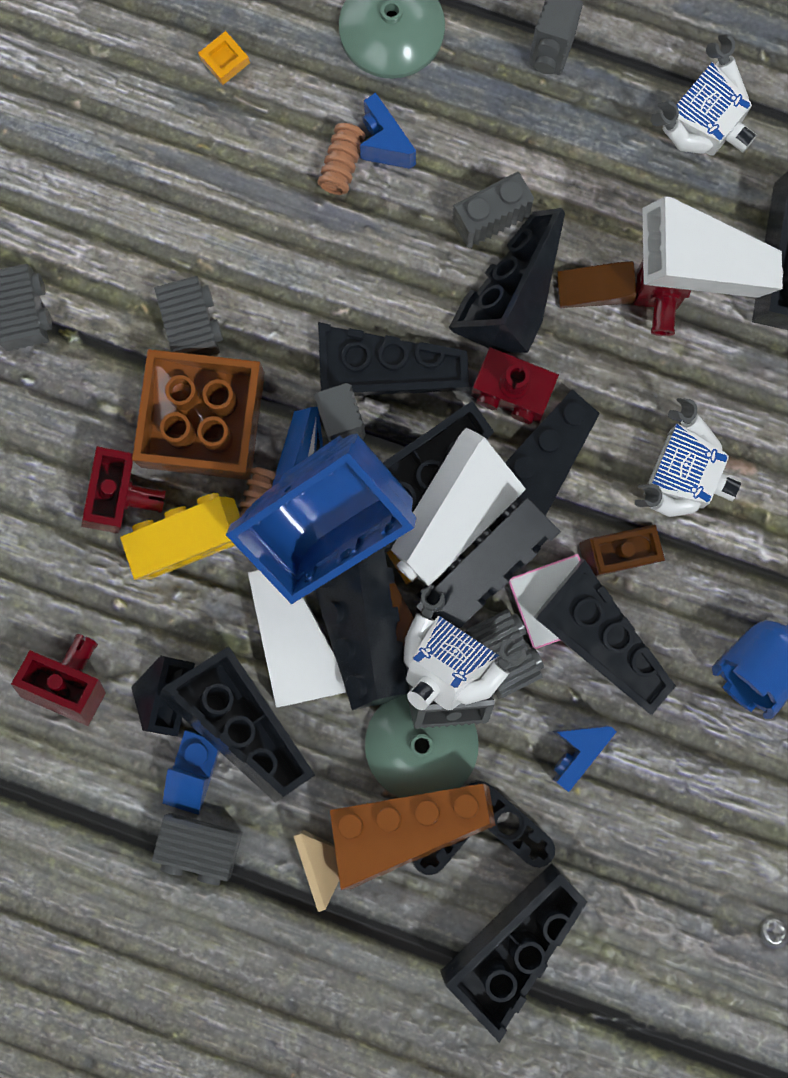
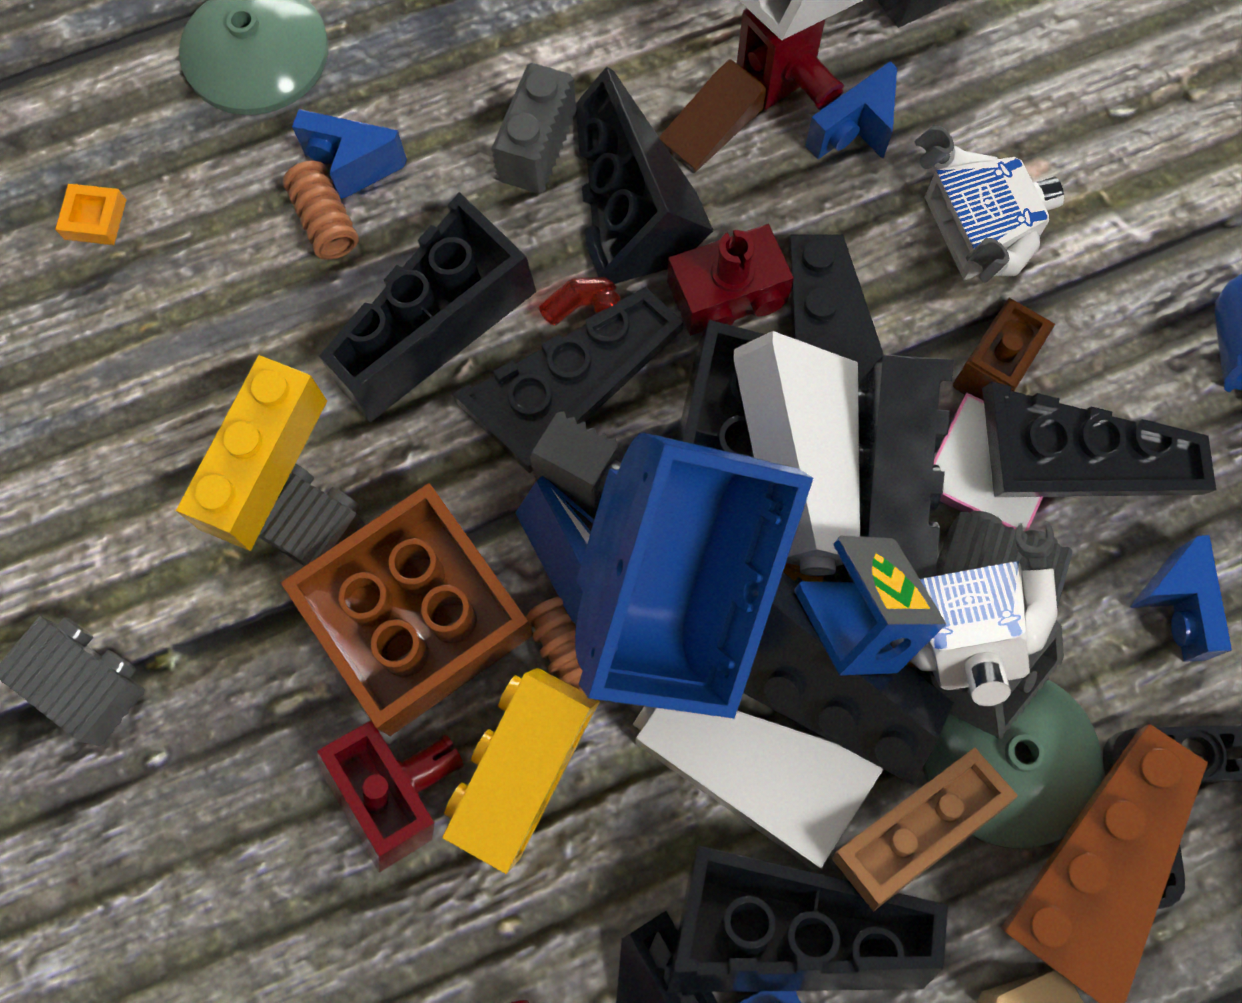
camera: 45 degrees left, 10 degrees down
(188, 272) = (253, 453): none -> yellow brick
(338, 733) = (923, 828): none -> medium nougat plate
(344, 267) = (430, 310): none -> black wedge
(403, 614) = (865, 617): none -> blue piece
(431, 323) = (579, 292): none -> clear red arm
(682, 353) = (862, 111): none -> blue slope

